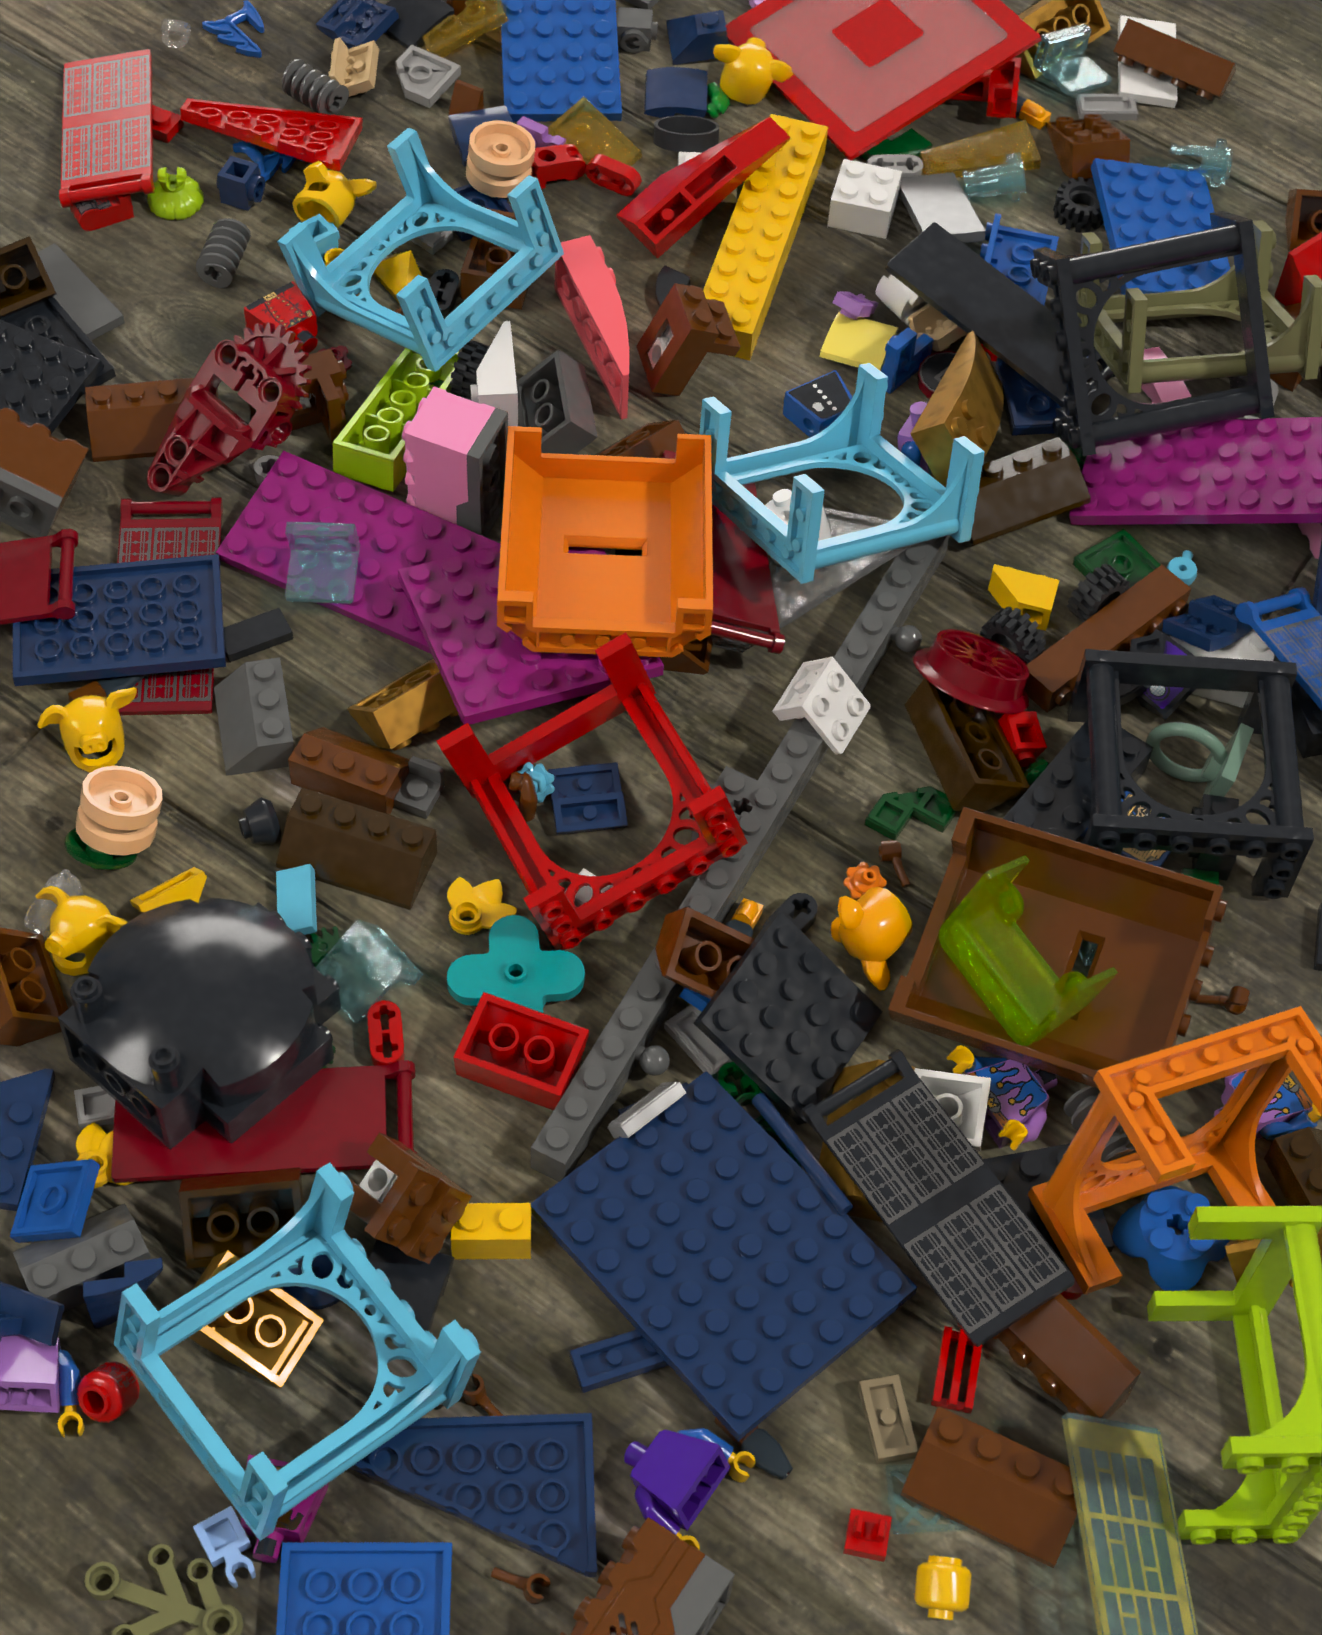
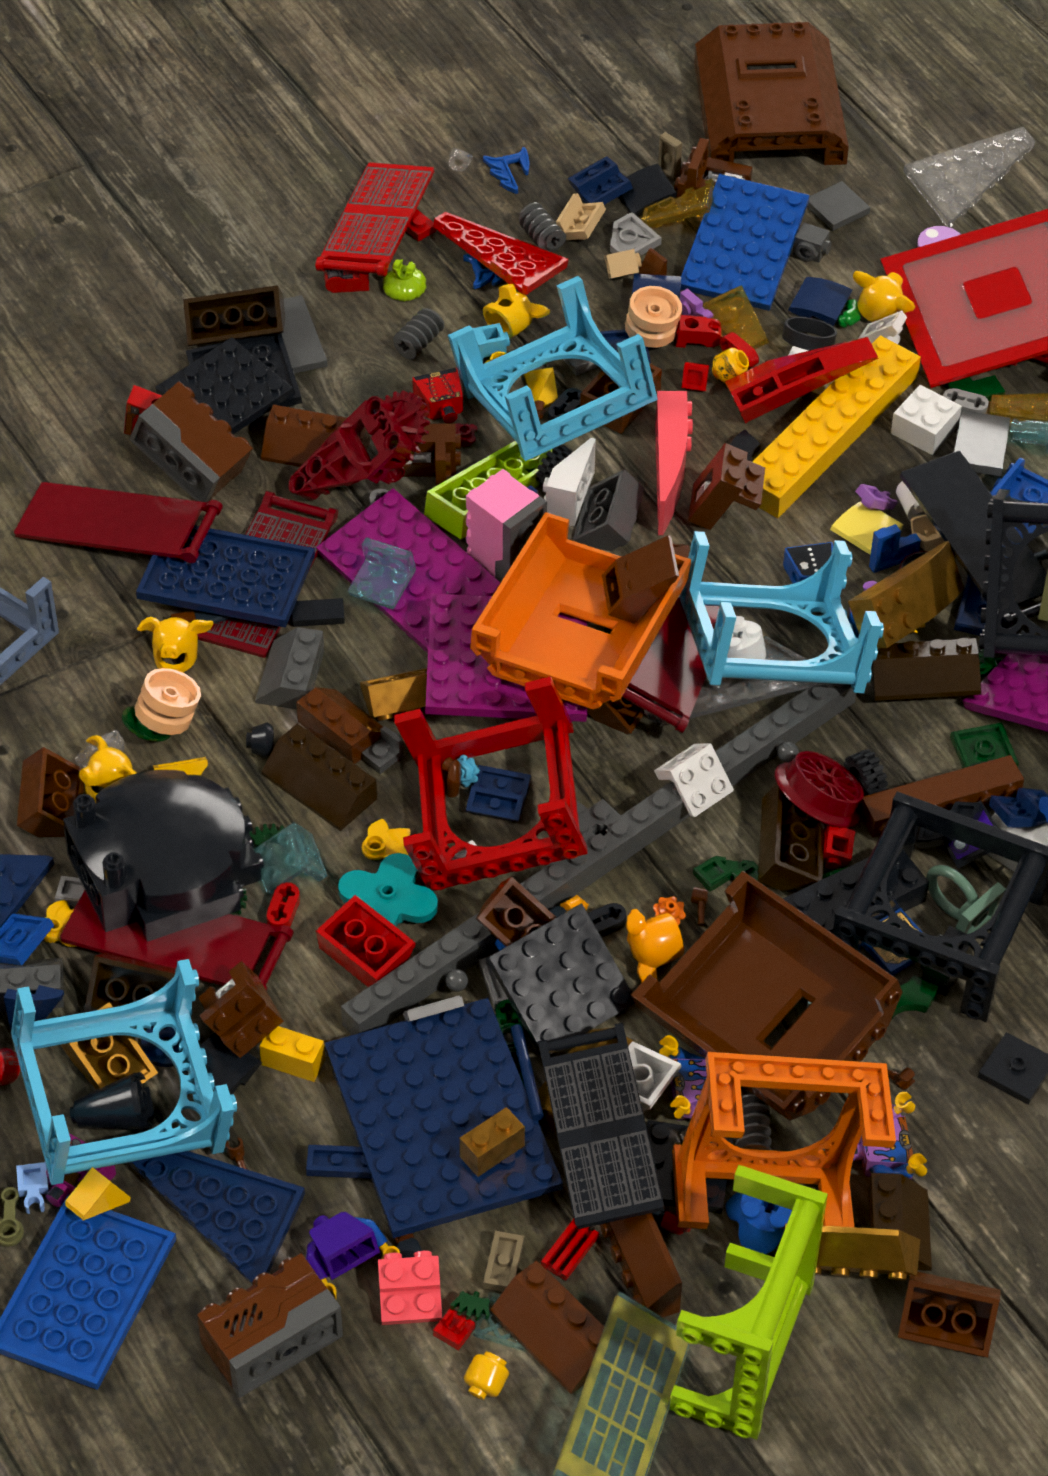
camera: 25 degrees right, 5 degrees down
(240, 183) = (453, 285): dark blue brick -> none
(292, 1392) = (115, 1106): none -> black cone
(297, 898) = (264, 799): medium azure tile -> none
(324, 1533) = (95, 1196): none -> yellow slope
(430, 106) = (622, 263): none -> tan brick
(523, 1583) = (212, 1276): reddish brown hand -> none
(578, 218) = (695, 376): none -> red tile
(613, 193) = (729, 364): none -> yellow head
(662, 476) = (640, 579): none -> reddish brown slope
(695, 36) = (859, 257): dark blue slope -> none
(772, 101) = (887, 327): none -> white slope
(790, 1503) = (409, 1288): none -> coral plate
(815, 1267) = (492, 1141): none -> pearl gold brick
(878, 1494) = (471, 1305): none -> dark green piece
(1006, 966) = (731, 987): clear neon green windscreen -> none
(1025, 591) = (896, 748): yellow slope -> none
(1096, 592) = (948, 758): black tyre -> none
(1184, 567) = (1032, 766): medium azure piece -> none

